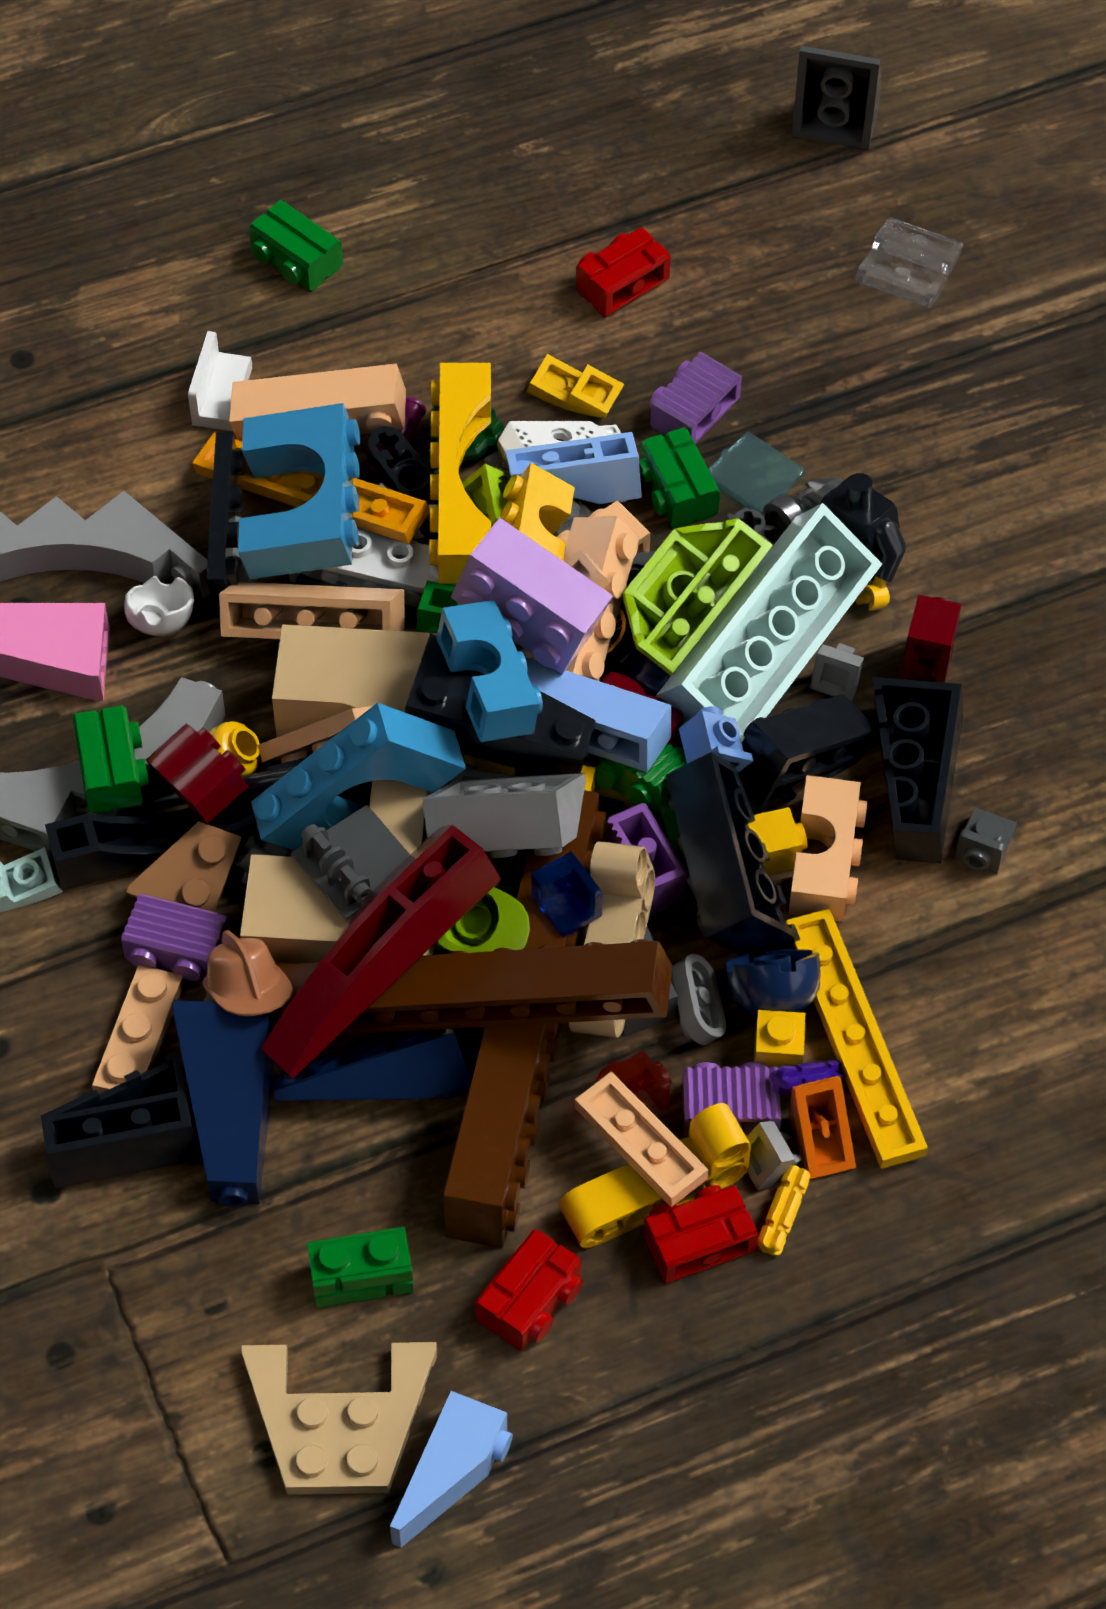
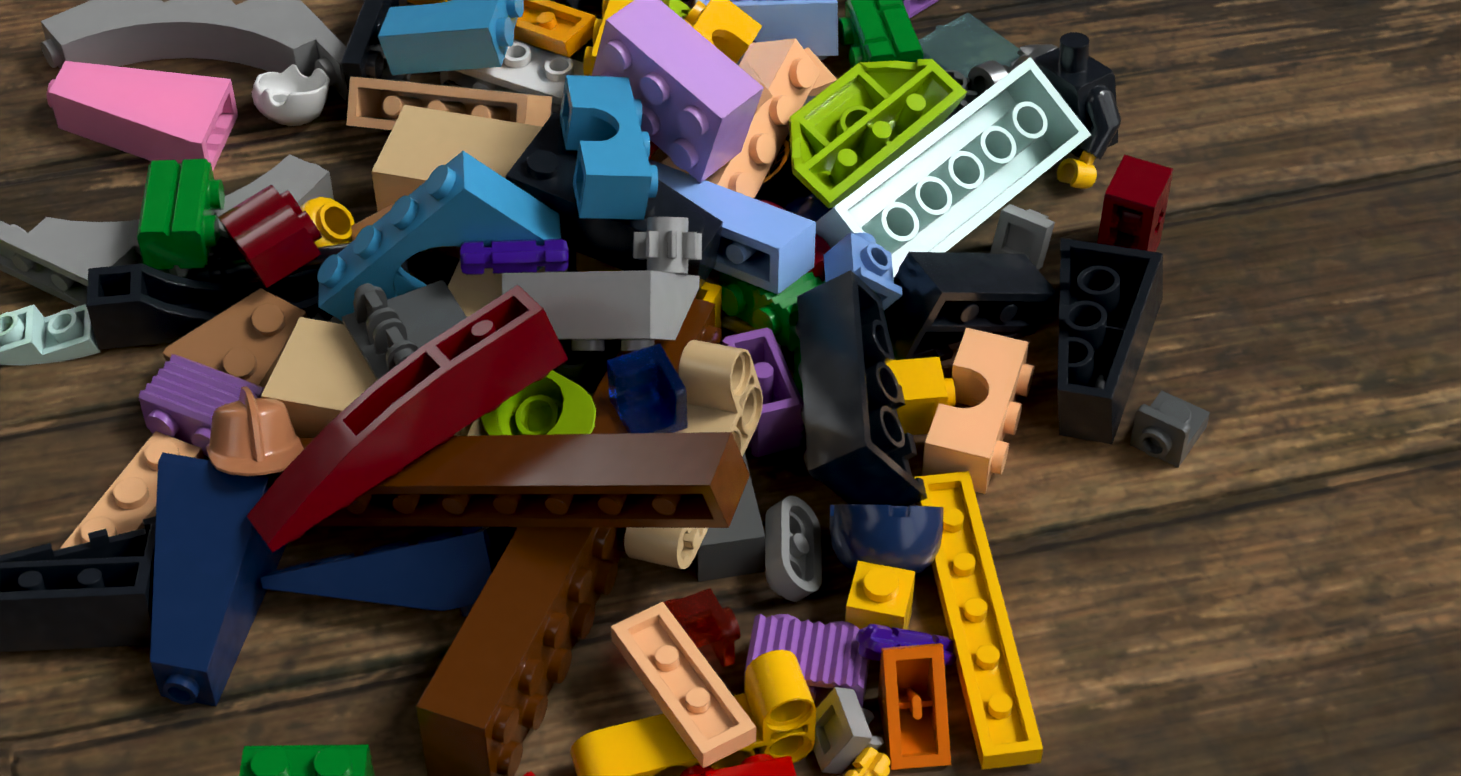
camera: 10 degrees right, 10 degrees down
(429, 782) = (514, 256): none -> dark purple axle
(558, 757) = (667, 244): none -> light grey gear

